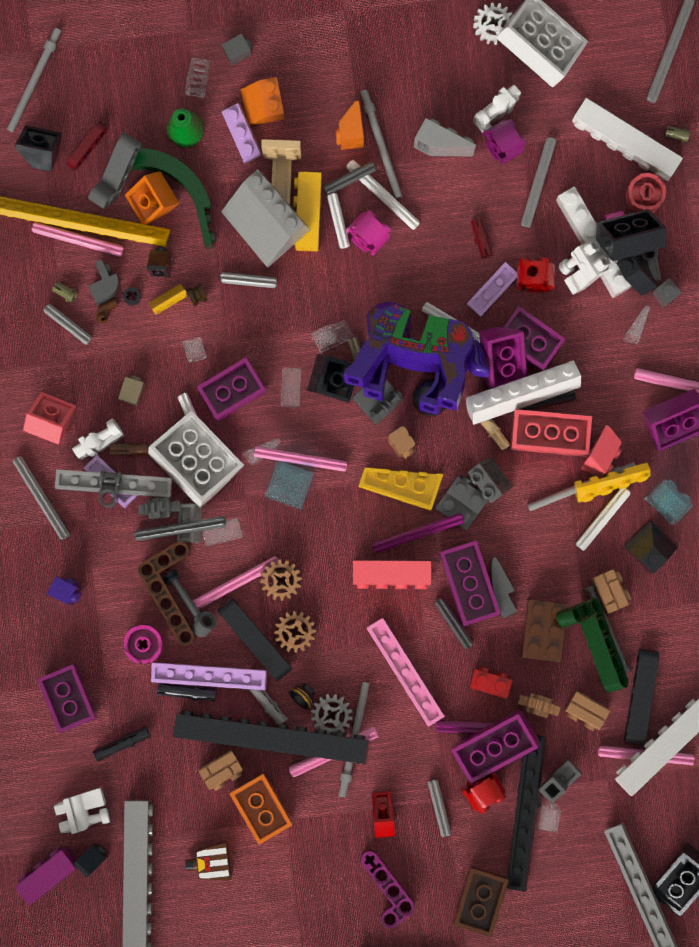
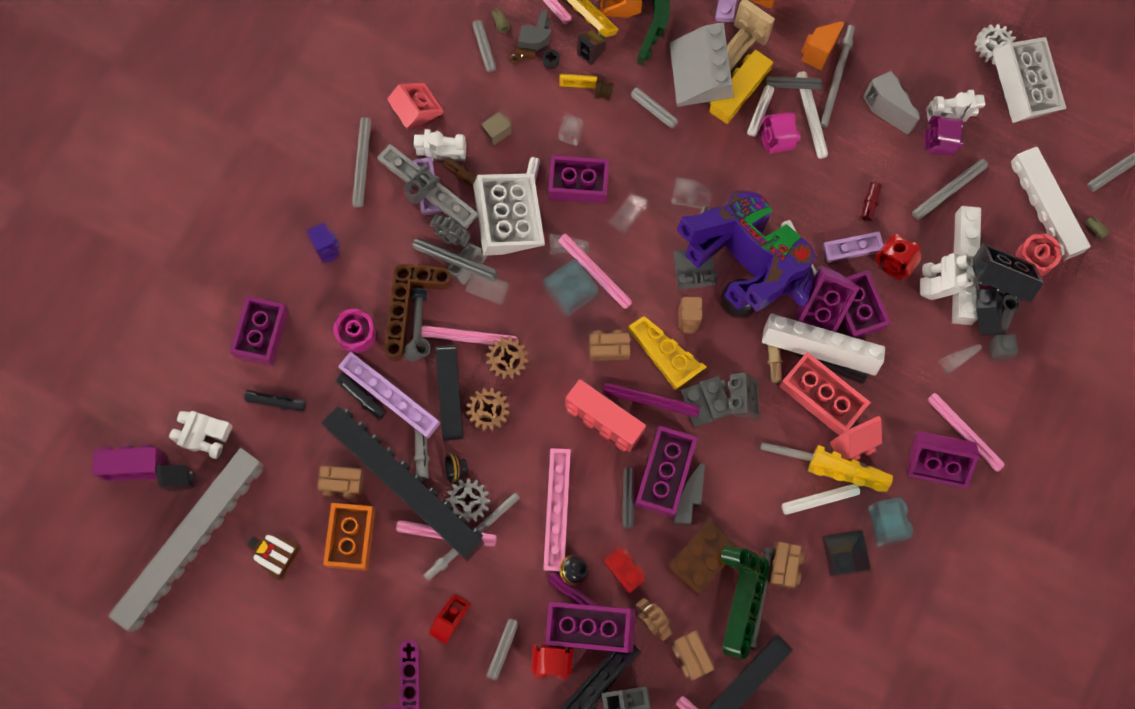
camera: 30 degrees right, 10 degrees down
(328, 378) = (663, 226): black slope -> none
(354, 512) = (609, 345): none -> medium nougat brick
(451, 710) = (573, 570): none -> black piece

